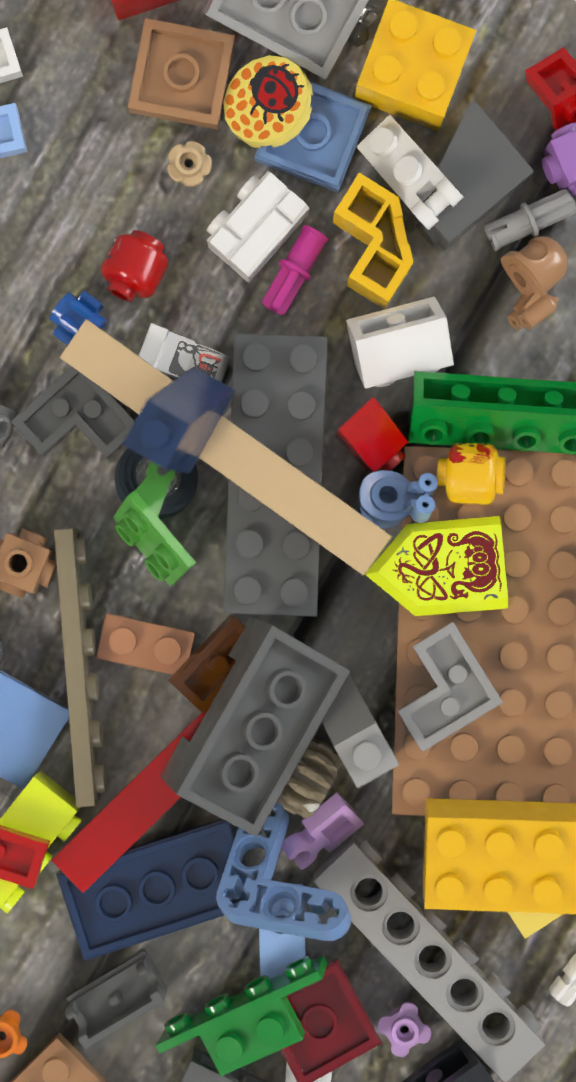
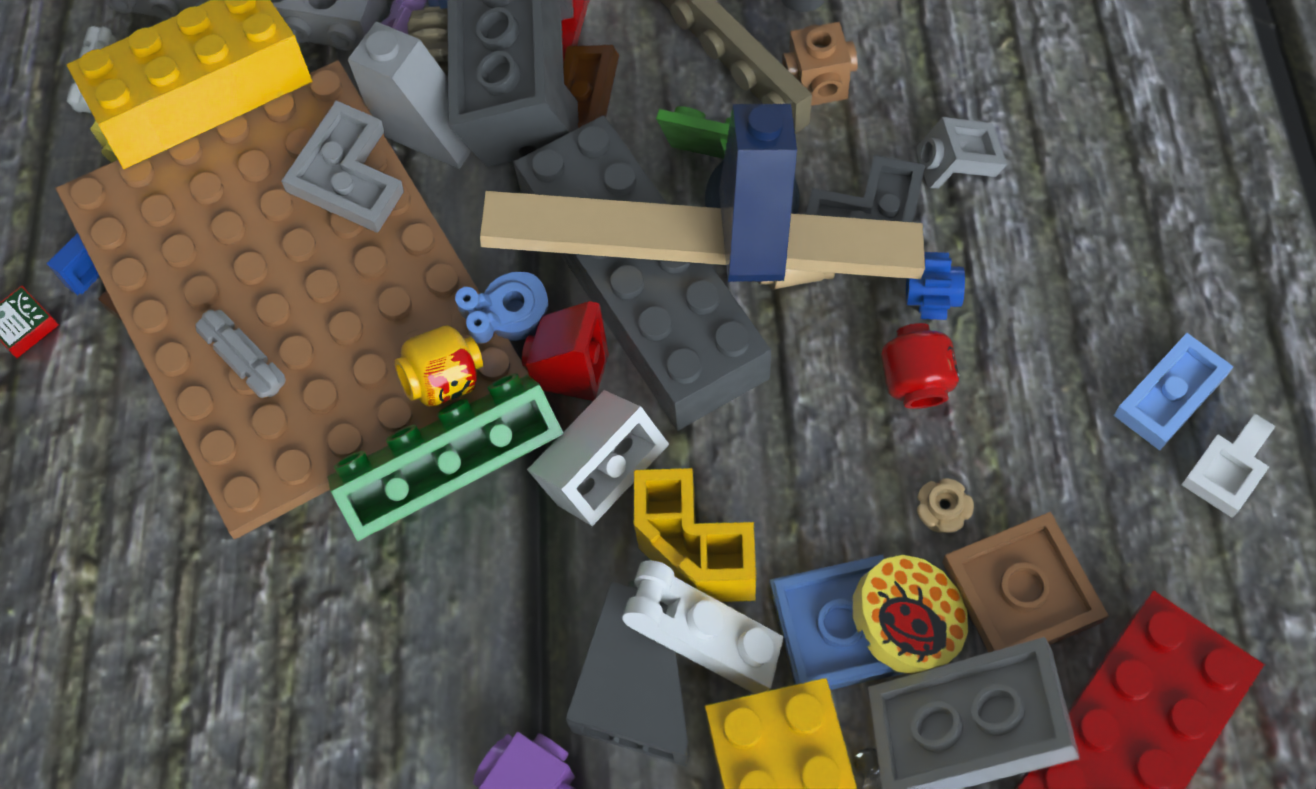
camera: 145 degrees right, 25 degrees down
(144, 644) = (662, 79): nougat plate -> none
(177, 354) = (809, 316): white leg -> none
(257, 225) = (827, 484): white brick -> none
(294, 270) = (758, 471): dark pink axle -> none
(445, 567) = (412, 279): neon yellow tile -> none
(530, 219) = (540, 682): light grey axle -> none
(534, 273) = (497, 628): medium nougat piece -> none

